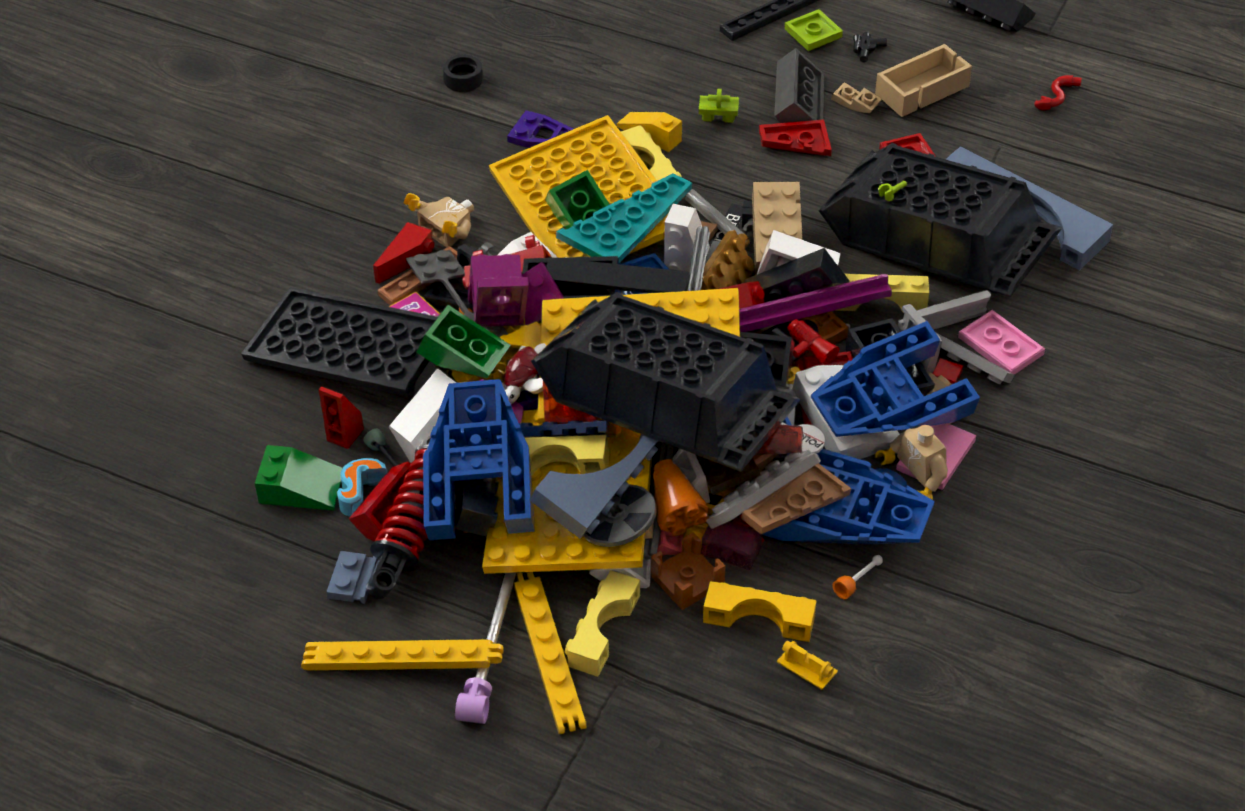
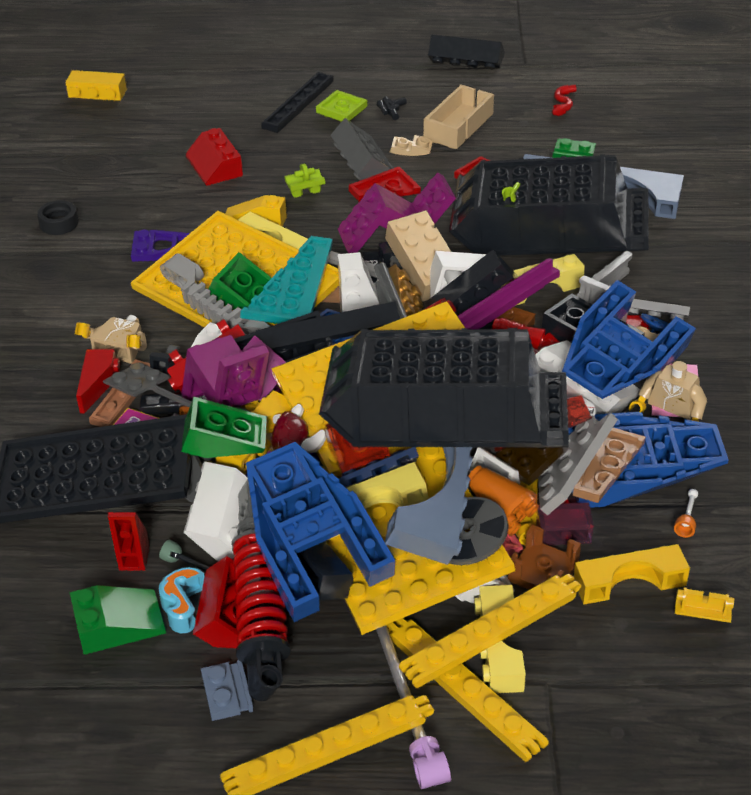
camera: 25 degrees left, 5 degrees down
(539, 178) = (187, 275): none -> light grey piece
(593, 610) = (489, 629): none -> yellow hinge
(647, 52) = (214, 157): none -> red slope
(770, 163) = (382, 206): none -> magenta bracket
(959, 372) = (657, 325): none -> blue dish
(1001, 342) = (661, 287): bright pink tile -> none
(1025, 157) = (573, 148): none -> green plate

